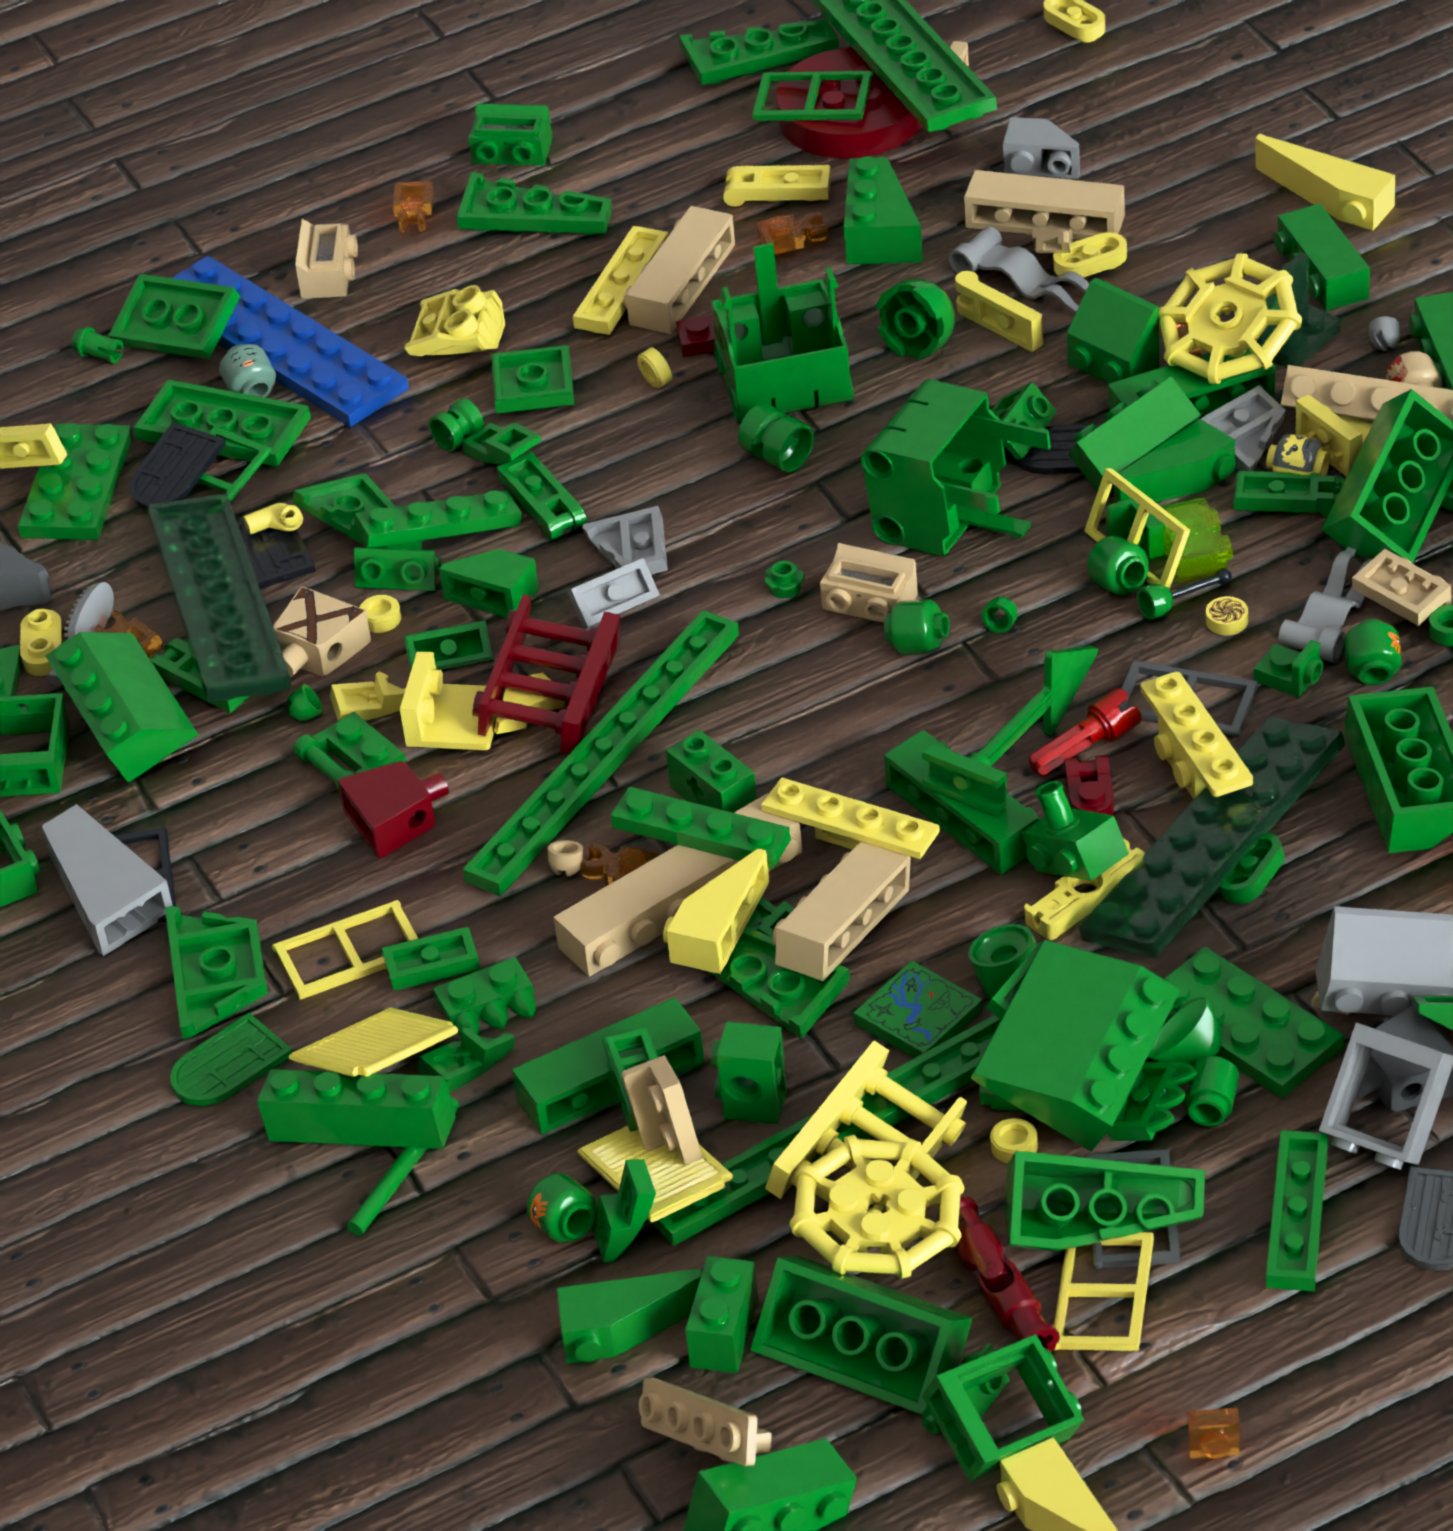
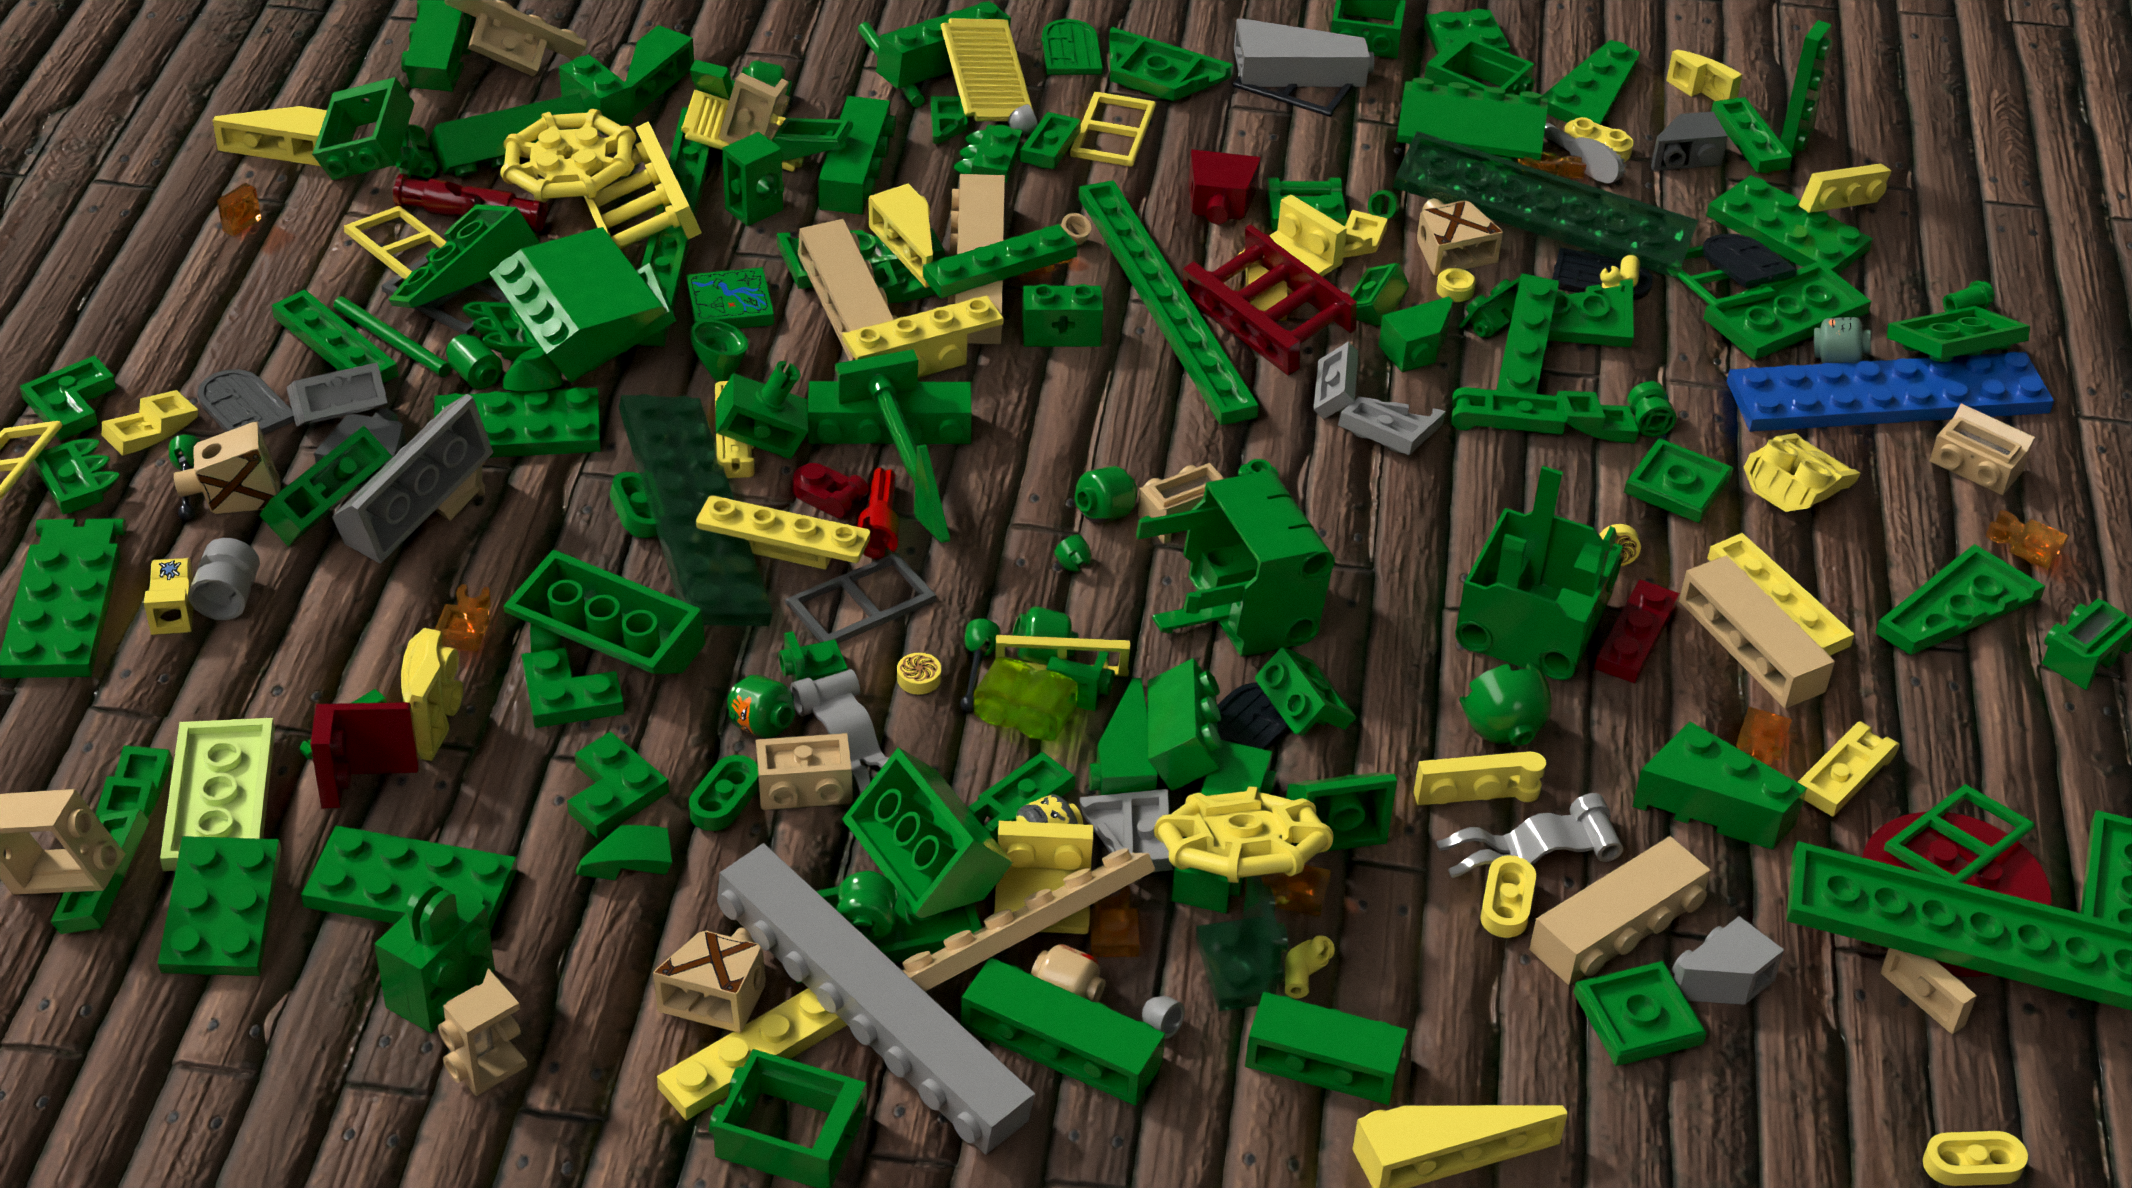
camera: 120 degrees right, 0 degrees up
(415, 995) = (1023, 119): none -> light grey hinge
(775, 438) = (1429, 548): green wheel -> none
(1052, 240) = (1551, 867): tan slope -> none
(1124, 163) = (1639, 1013): none -> green plate
(1238, 1191) = (392, 336): none -> green bar

